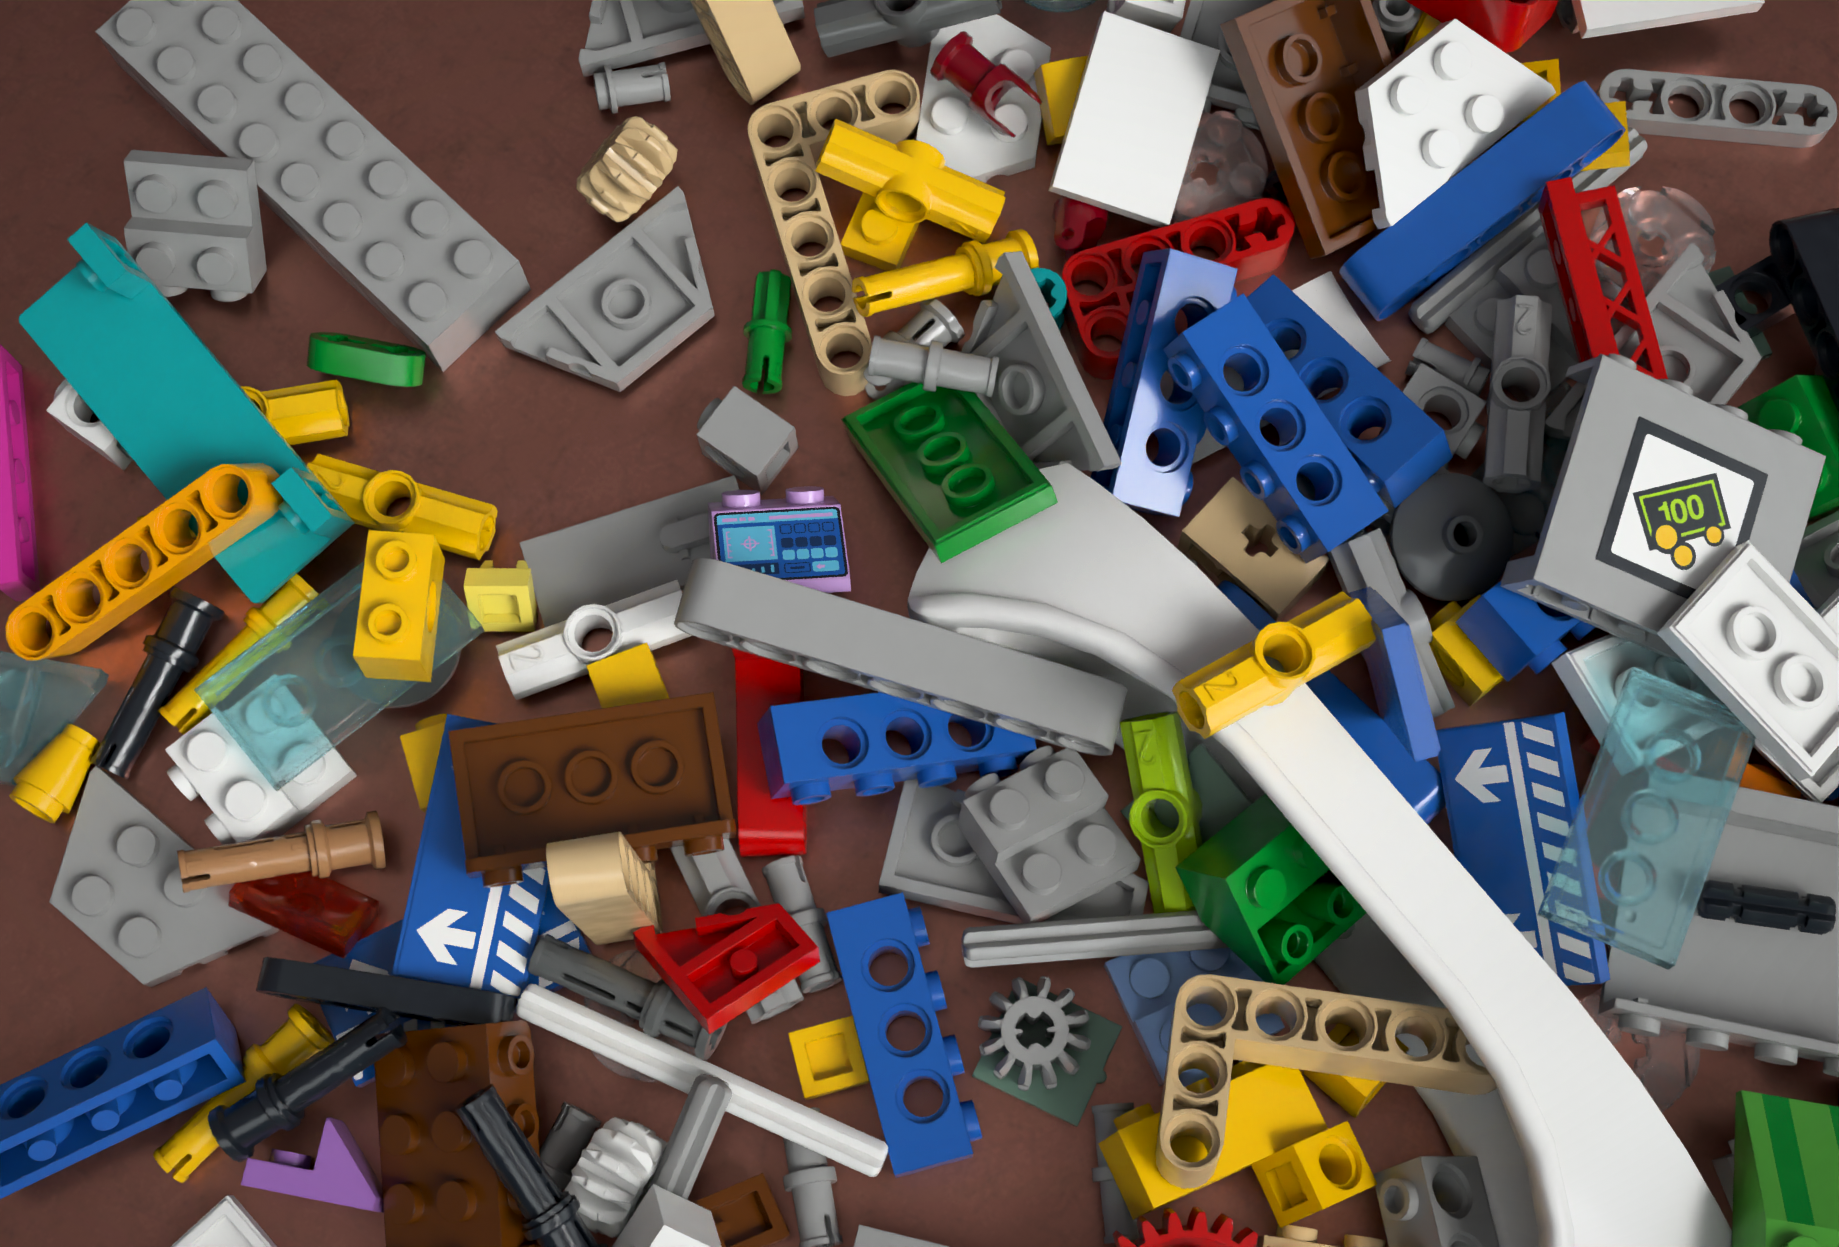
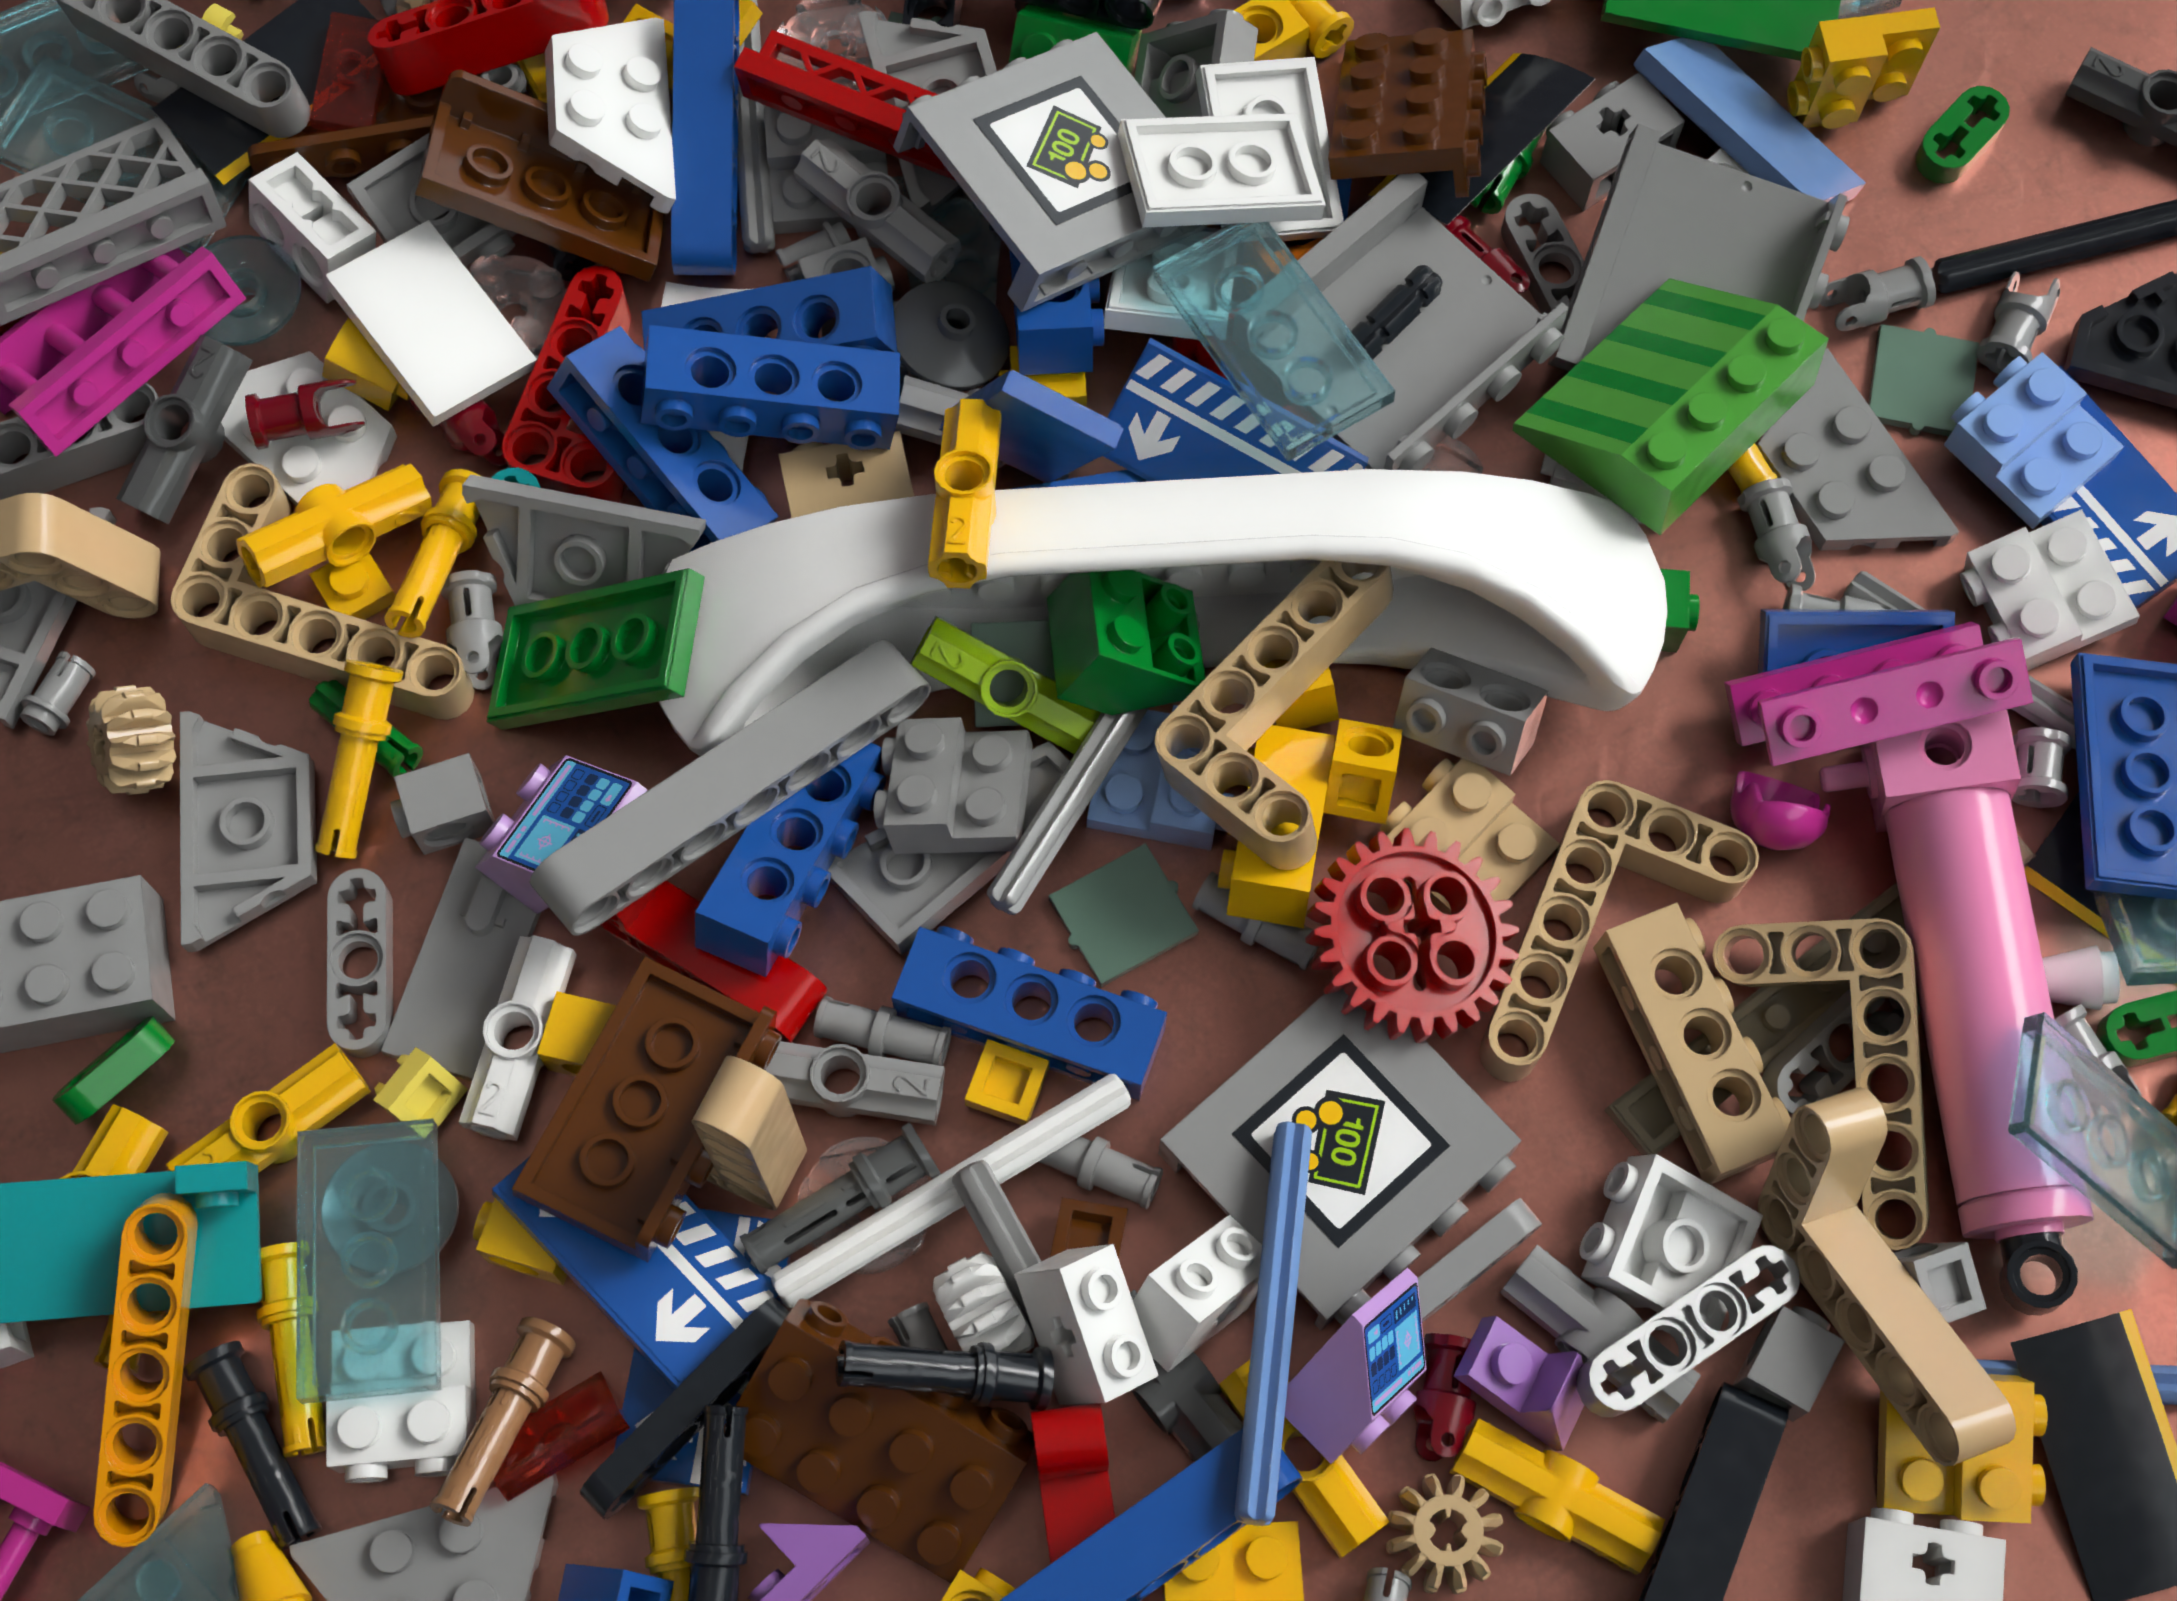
camera: 60 degrees left, 5 degrees down
(399, 606) = (367, 1165): yellow brick -> none
(625, 460) = (341, 917): none -> light grey beam
(729, 960) = (876, 1094): red wing -> none
(753, 332) = (361, 728): none -> yellow pin
(933, 366) = (507, 610): light grey pin -> none
(1036, 1056) = (1084, 920): light grey gear -> none

